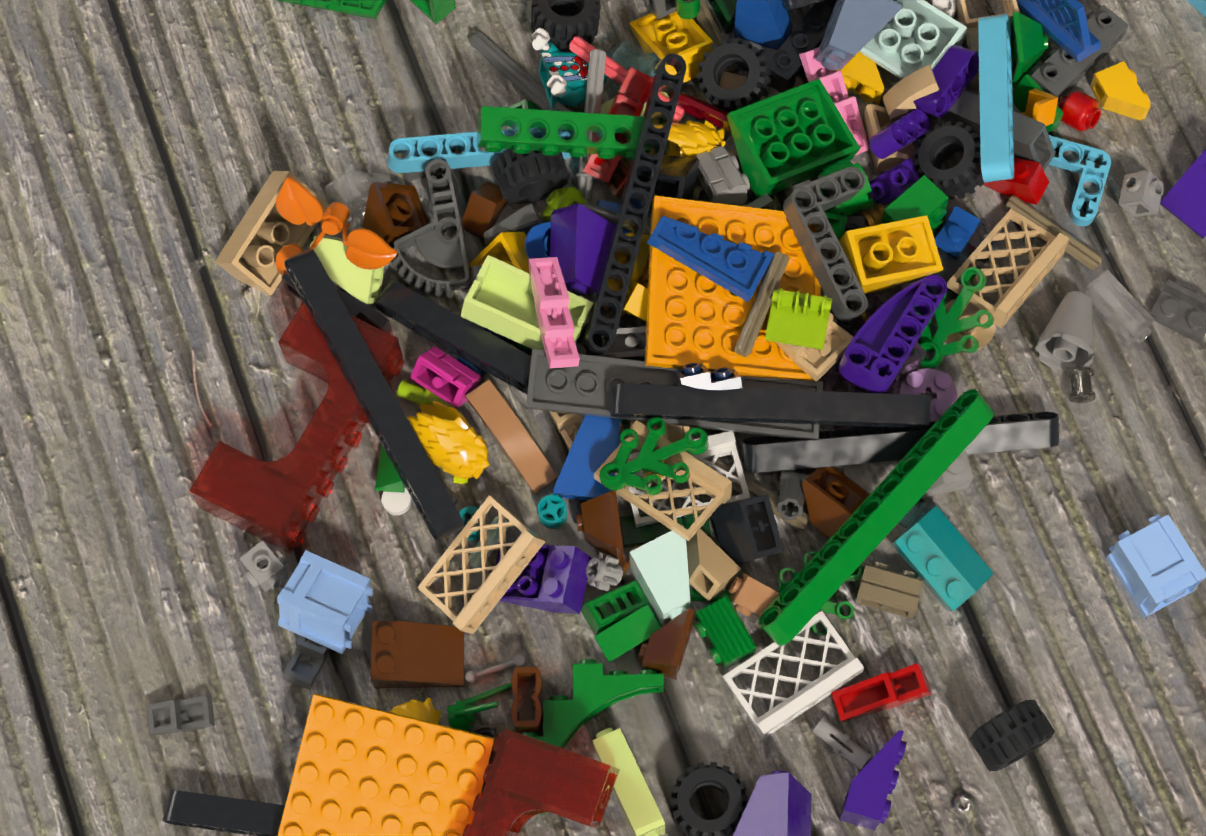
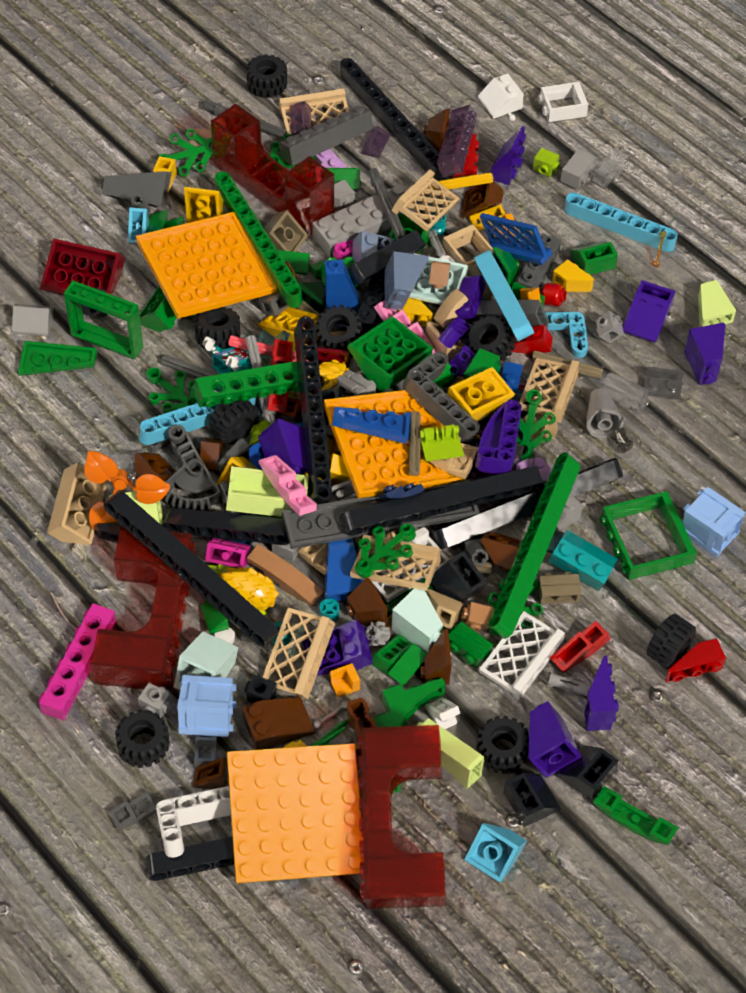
camera: 25 degrees left, 15 degrees down
(164, 506) = (60, 705): none -> dark pink brick
(210, 600) = (142, 753): none -> black tyre
(234, 747) = (188, 810): none -> white beam
(294, 701) = (211, 775): none -> reddish brown slope
(354, 532) = (206, 657): none -> light aqua slope
(418, 612) = (259, 683): none -> black brick
(471, 98) = (154, 376): none -> green plant
(531, 625) = (344, 680): none -> light orange panel
(646, 721) = (443, 712): none -> white slope
(914, 32) = (439, 274): none -> medium nougat brick
(1051, 772) = (702, 658): none -> red slope
(1102, 549) = (639, 505): none -> green window
(1169, 68) = (595, 257): none -> green slope

